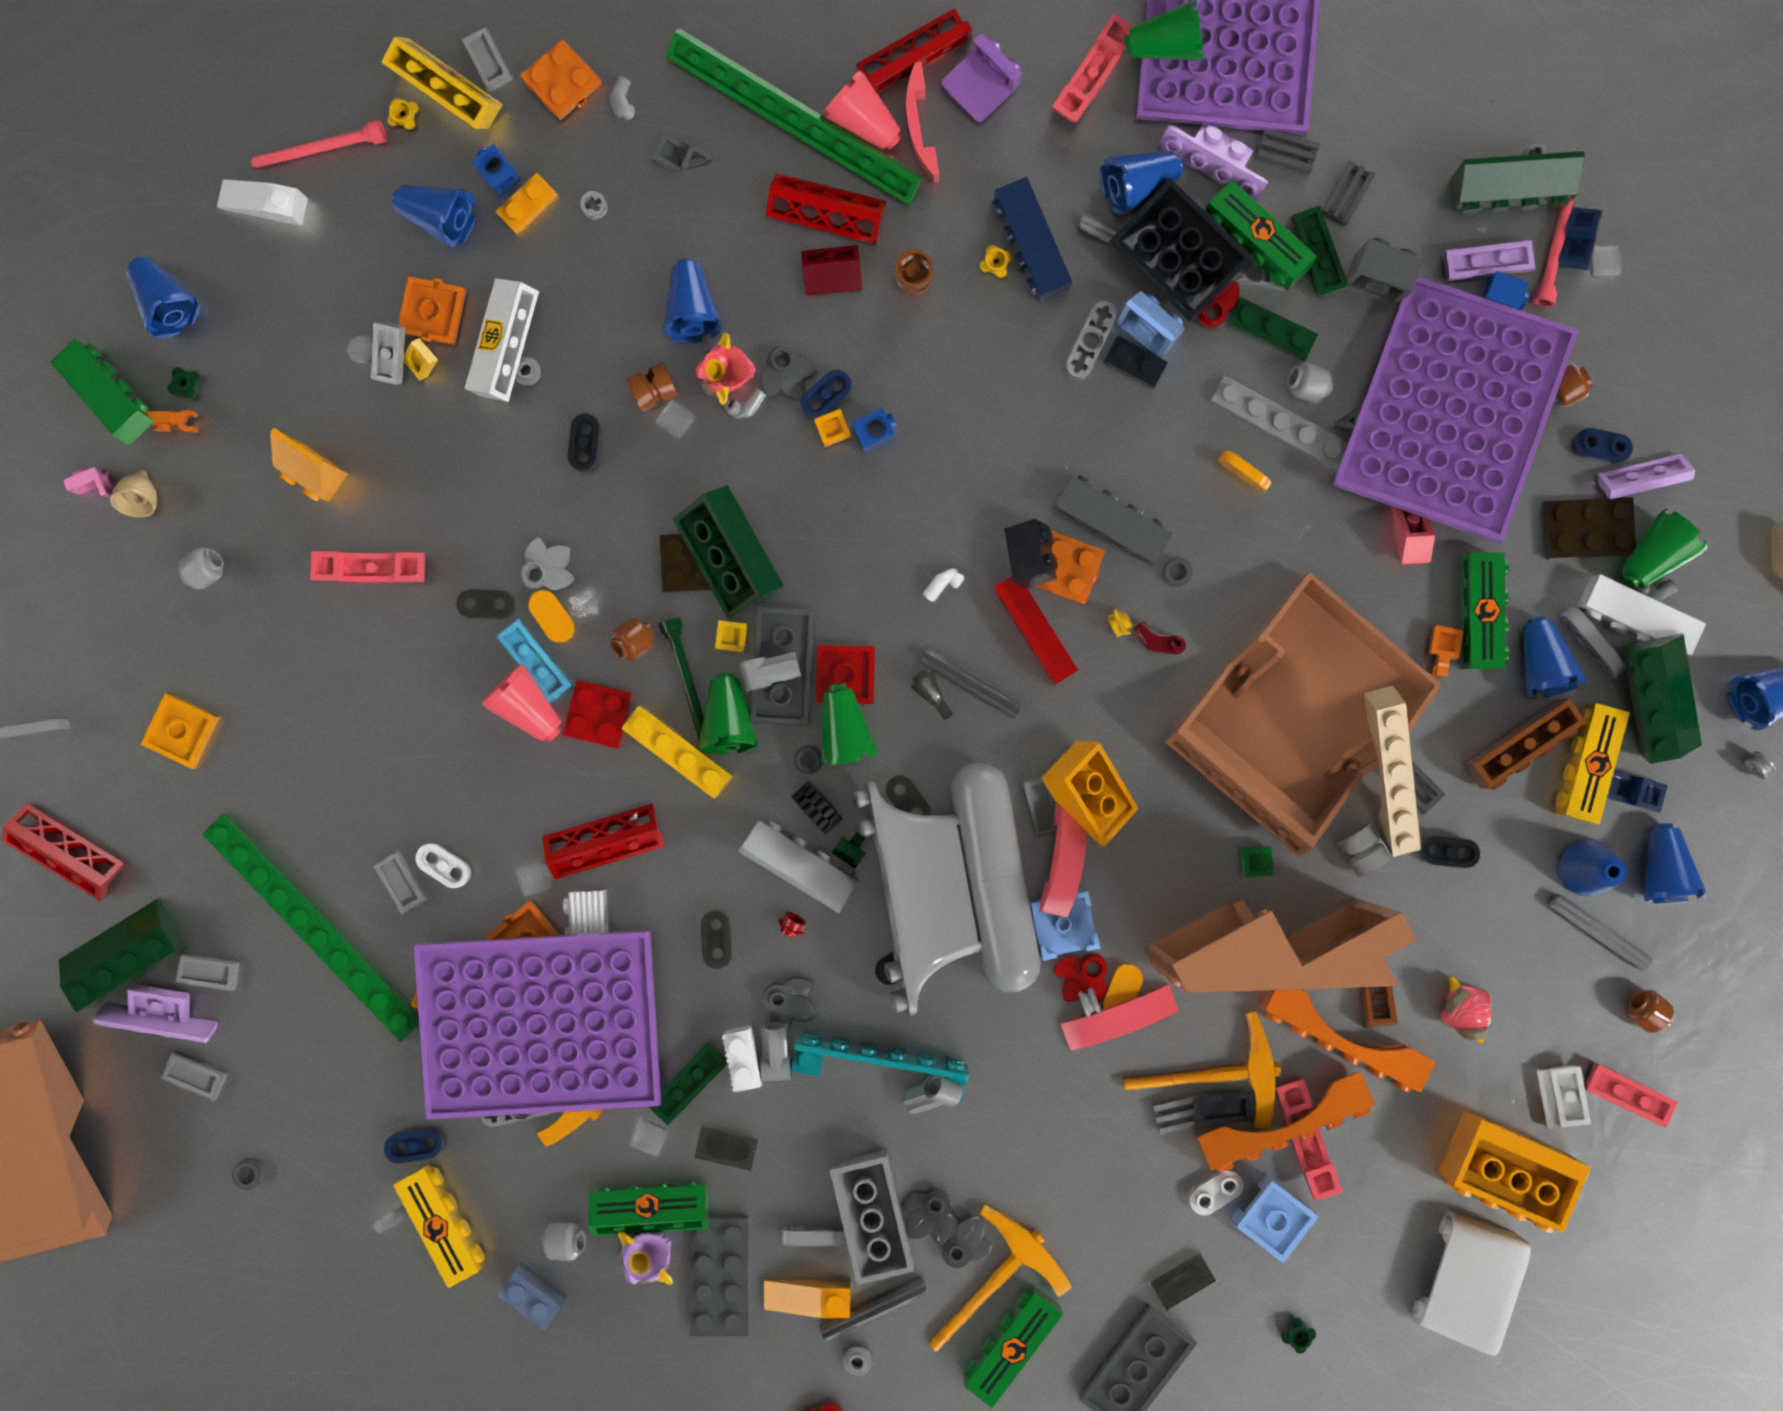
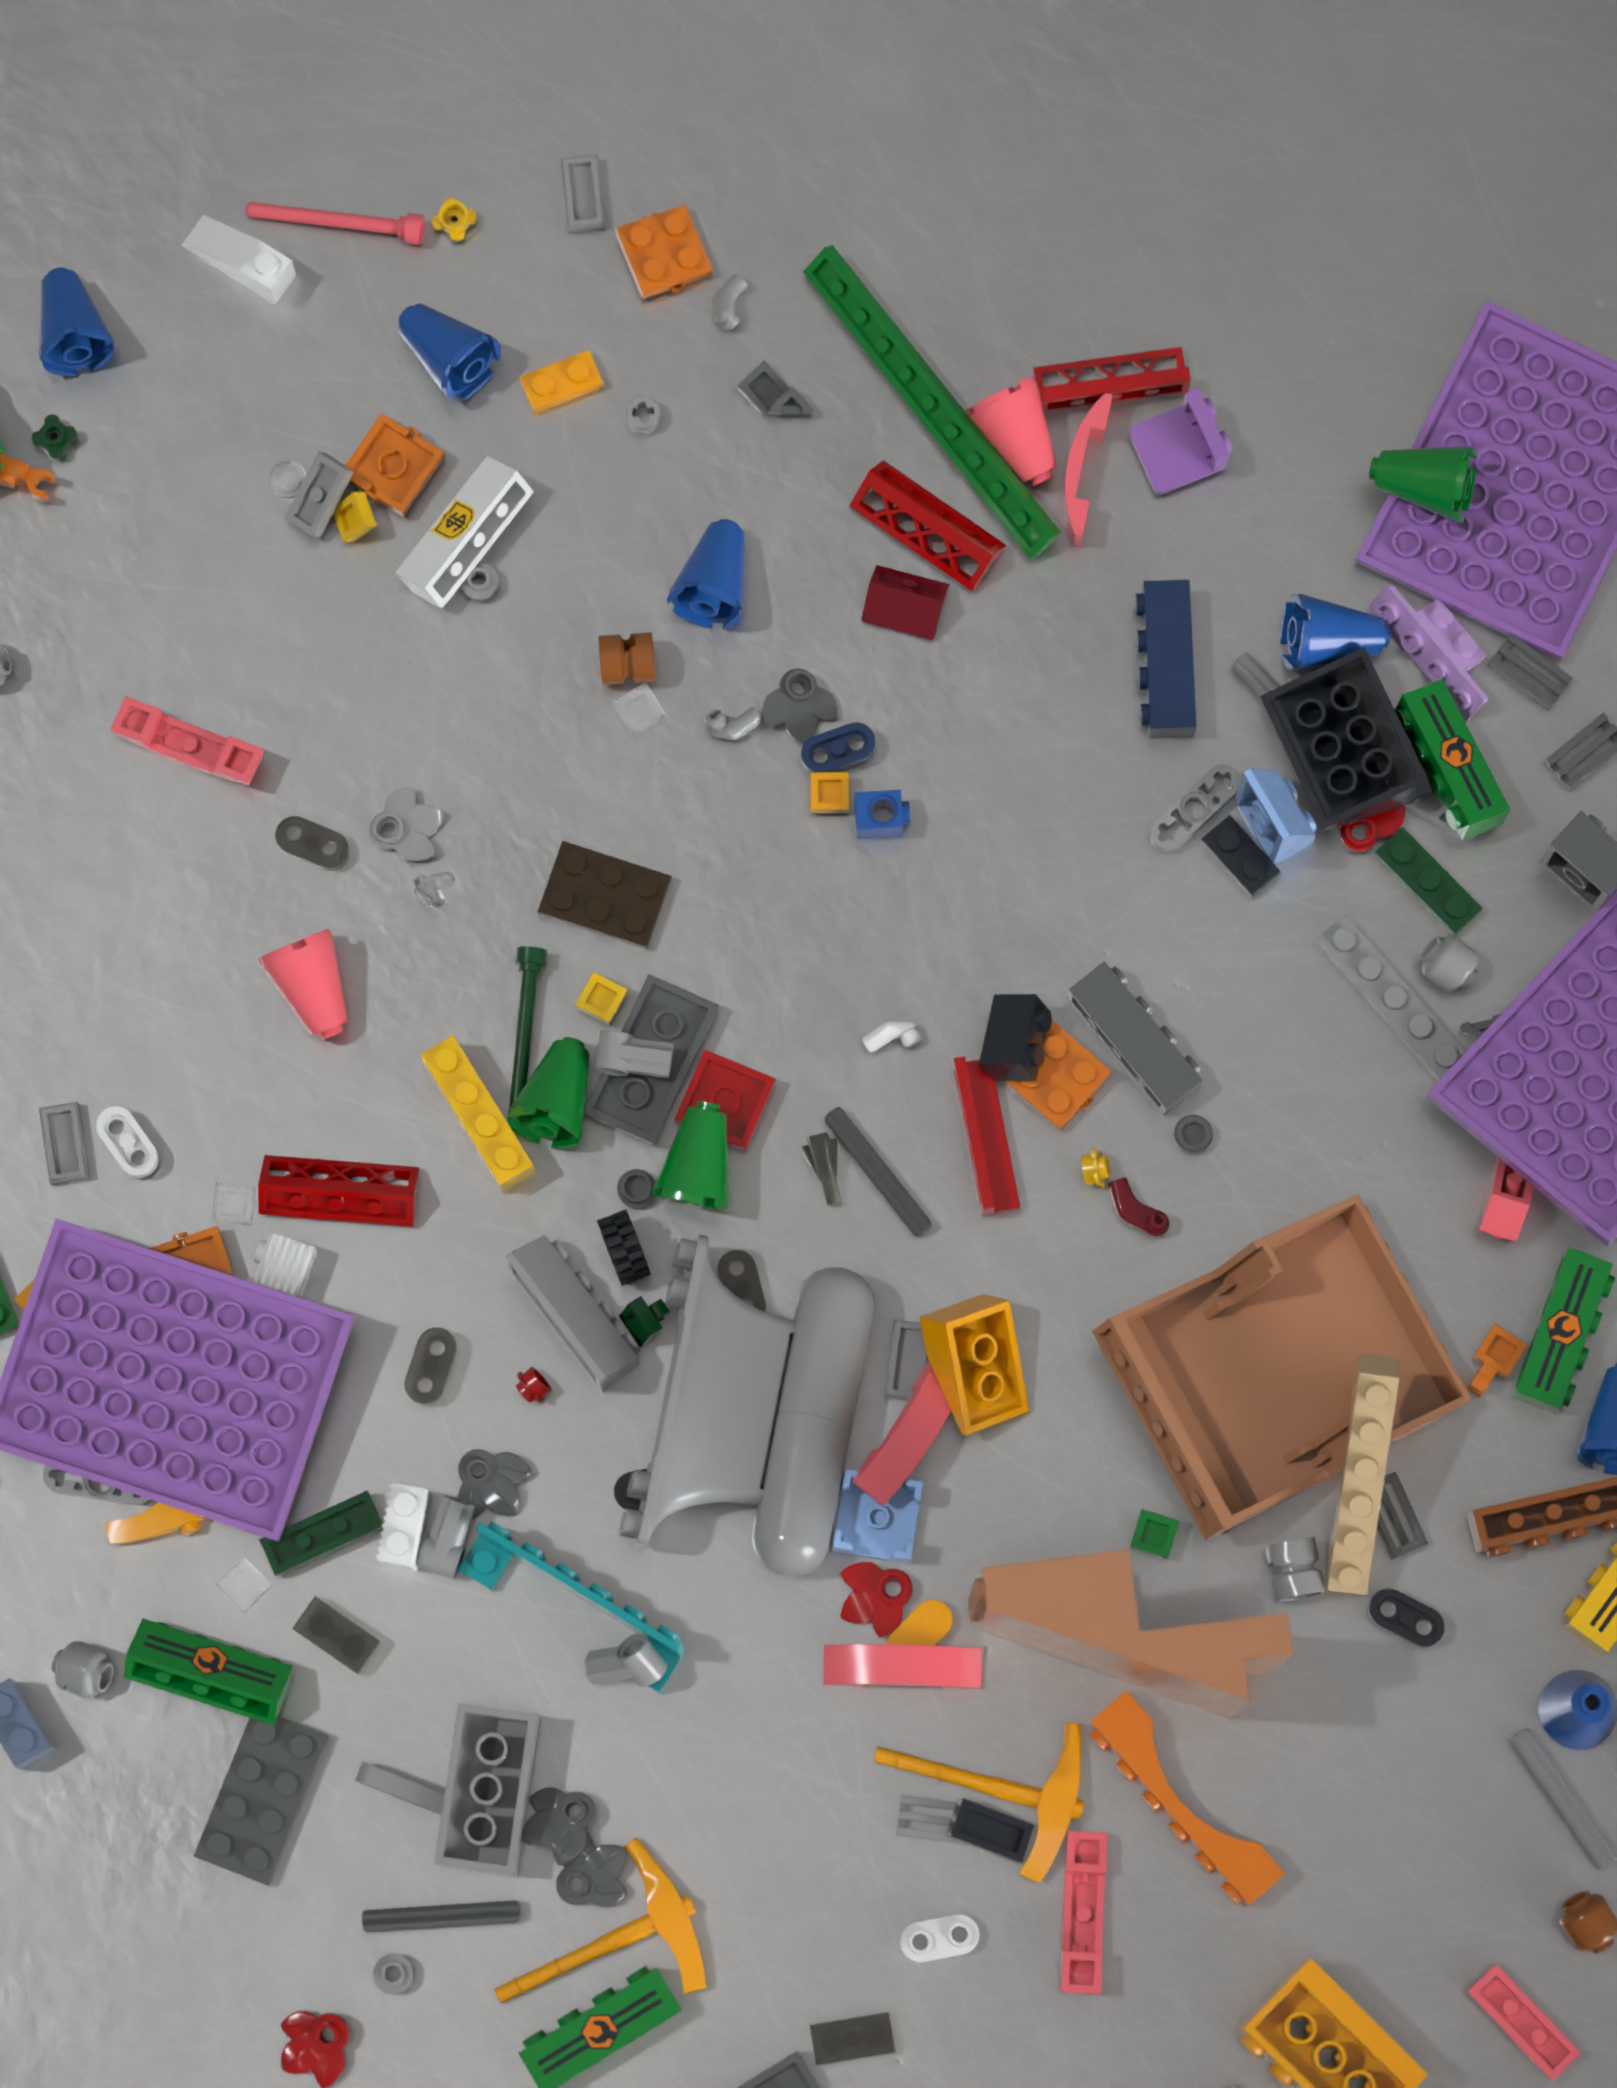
camera: 15 degrees right, 10 degrees down
(305, 466) = (162, 591): light orange slope -> none
(441, 83) = (517, 202): yellow brick -> none
(504, 177) = (544, 341): blue brick -> none
(527, 650) = (338, 914): medium azure tile -> none
(551, 616) = (388, 889): light orange tile -> none
(584, 443) = (513, 694): black plate -> none
(597, 714) = (395, 1031): red plate -> none
(632, 639) = (476, 954): dark orange head -> none
(645, 1257) = (179, 1728): lavender hair -> none
(723, 369) = (722, 670): coral hair -> none
(727, 551) = (638, 890): dark green slope -> none
(809, 1297) = (363, 1864): light orange slope -> none
(913, 272) = (1004, 642): dark orange wheel -> none
(1002, 256) = (1113, 657): yellow plate -> none
(1089, 1002) = (871, 1626): light grey bush -> none
(1093, 71) = (1322, 487): coral slope -> none
(1244, 471) = (1325, 1040): light orange tile -> none
(1275, 1219) = (1001, 1997): light blue panel -> none
(1315, 235) = (1524, 794): dark green plate -> none
(1342, 1098) = (1146, 1875): orange arch -> none
(1368, 1009) = (1233, 1801): dark orange slope -> none
(1467, 1011) = (1352, 1829): coral hair -> none
(1564, 1096) = (1436, 1990): white plate -> none

